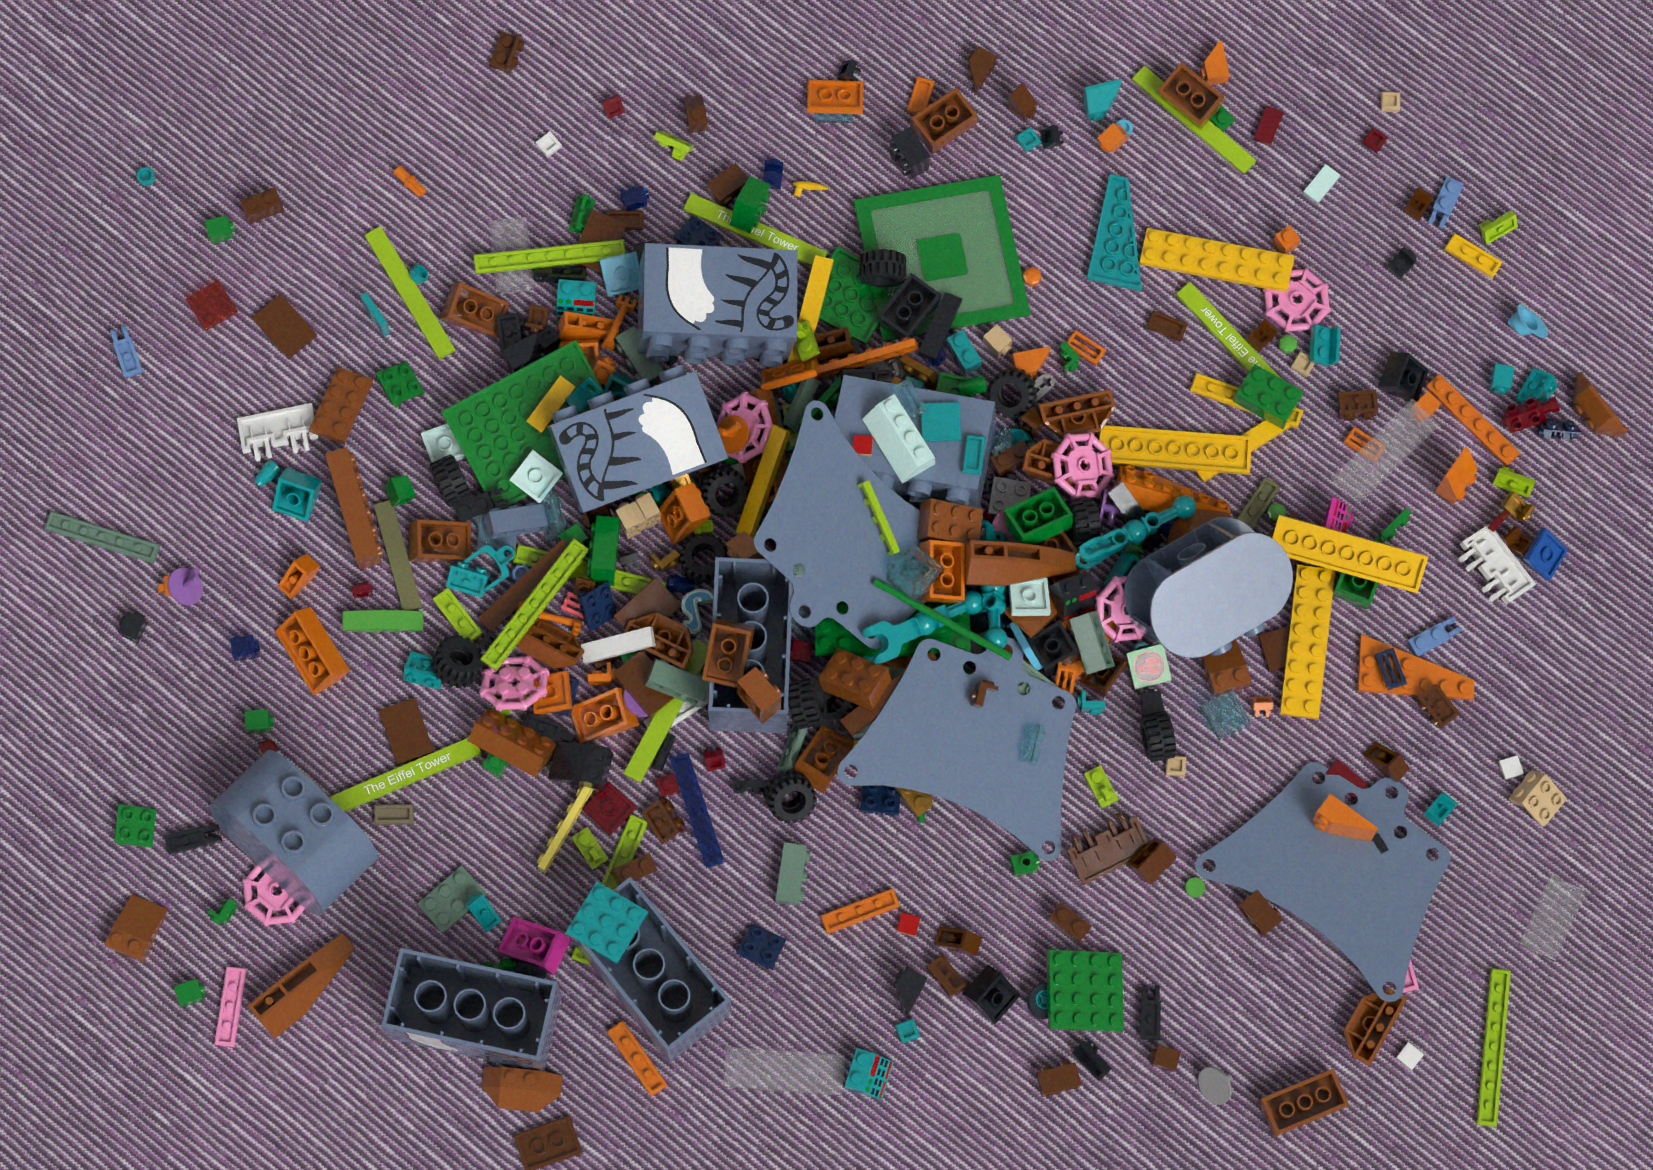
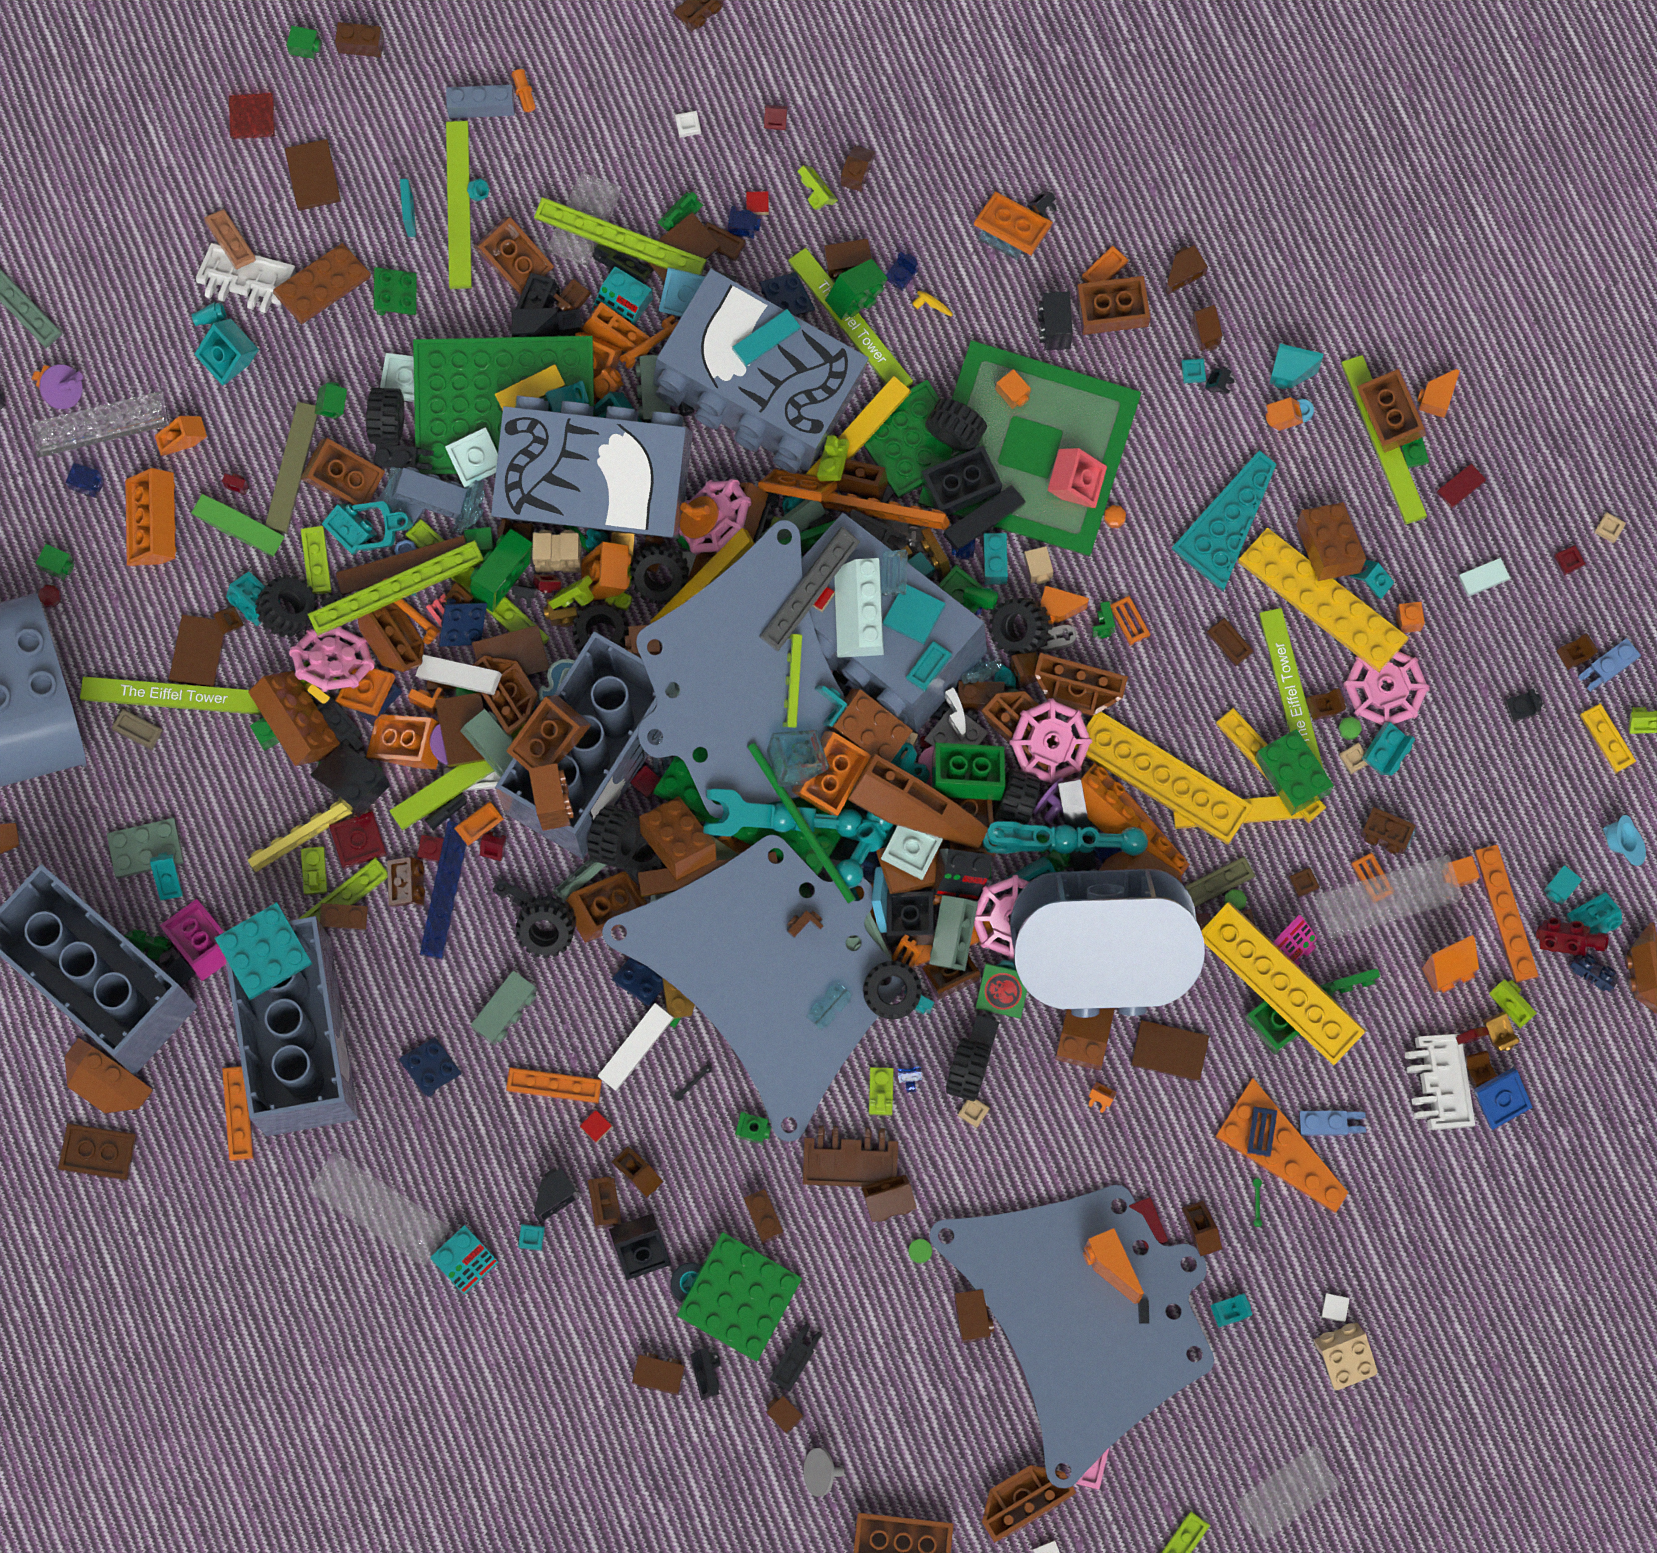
camera: 35 degrees right, 0 degrees up
(126, 354) = (139, 121): medium blue hinge -> none
(232, 599) = (100, 424): none -> clear plate
(250, 408) = (229, 239): none -> nougat tile
(352, 503) = (273, 394): dark orange brick -> none
(382, 206) = (480, 101): none -> sand blue brick
(417, 695) = (228, 620): none -> reddish brown tile
(516, 714) = (316, 692): none -> yellow tile
(635, 177) = (758, 202): none -> red tile
(642, 542) = (546, 583): none -> dark red plate
(670, 536) = (577, 591): none -> lime hinge
(679, 584) = (560, 645): clear blue cone -> none
(694, 747) = (479, 823): none -> orange tile
(715, 273) = (766, 338): none -> teal tile
(855, 443) = (809, 589): none -> dark grey tile
(905, 850) = (635, 1046): none -> white tile
(907, 220) = (1013, 389): none -> orange brick
(921, 519) = (834, 697): none -> teal bracket
(965, 838) = (680, 1095): none -> black hinge
(990, 261) = (1077, 477): none -> coral slope
(1007, 485) = (956, 719): none -> white slope
(1088, 704) = (885, 970): none -> black tyre
(1116, 765) = (909, 1076): none -> clear blue tile
(1200, 214) = (1330, 541): none -> dark orange brick
(1225, 715) = (1055, 1086): clear light blue hinge -> none
(1244, 224) = (1375, 578): none -> teal bracket
(1307, 642) = (1188, 1055): yellow plate -> none
(1317, 473) = (1304, 882): none -> reddish brown tile
(1403, 376) = (1456, 827): black slope -> none
(1422, 736) = (1257, 1184): none -> green hinge
(1438, 706) = (1291, 1199): reddish brown bracket -> none

